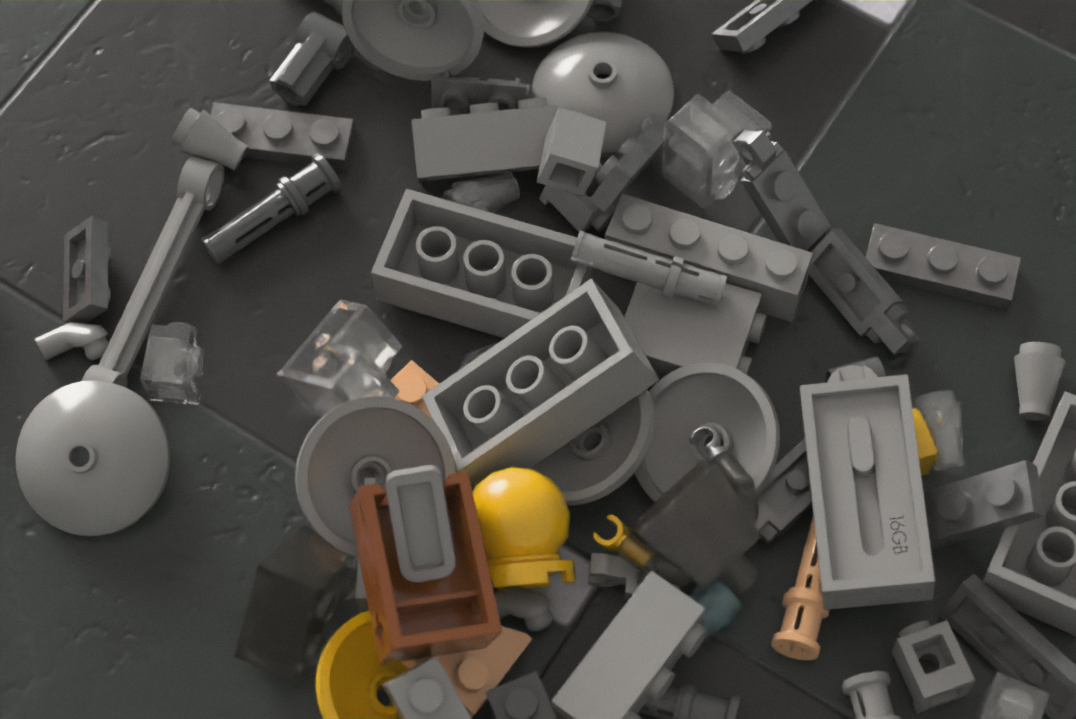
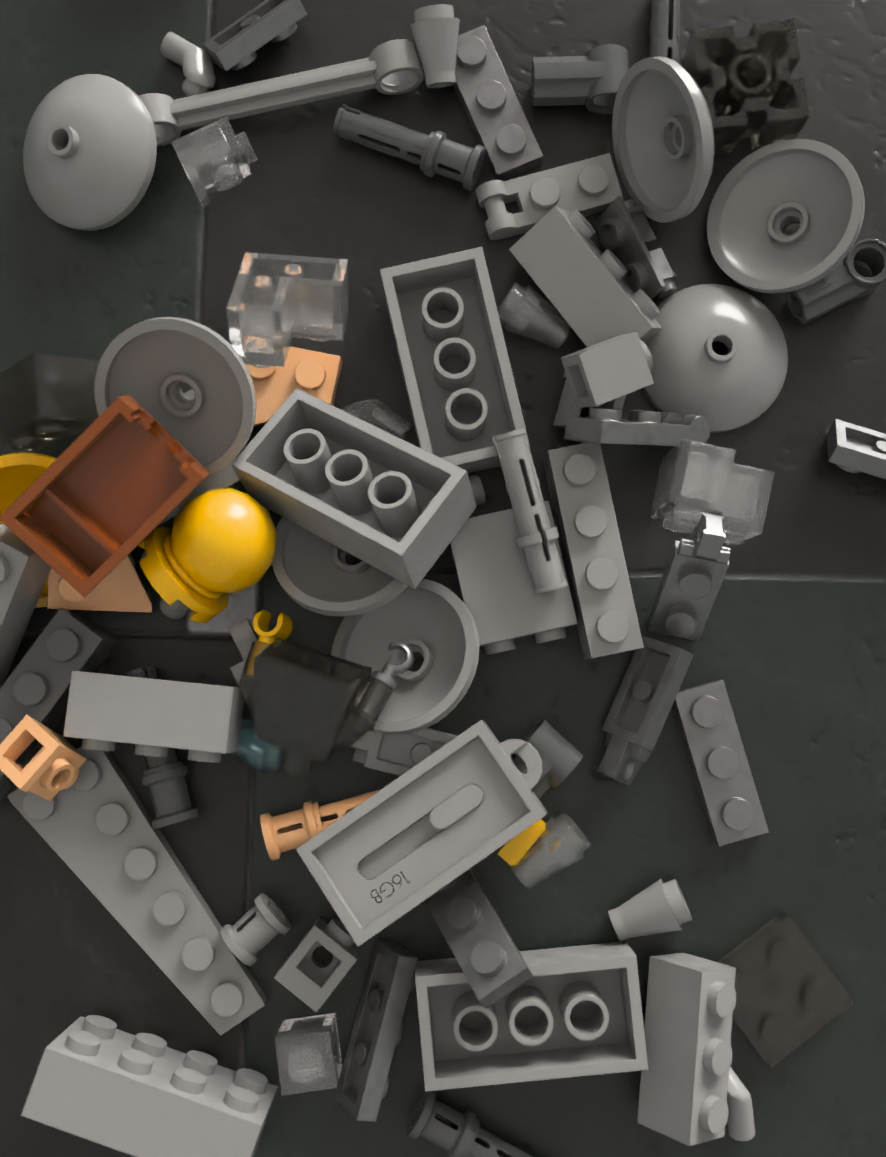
camera: 55 degrees right, 20 degrees up
(388, 134) = (581, 185): none -> light grey plate
(420, 523) = (135, 465): light grey piece -> none

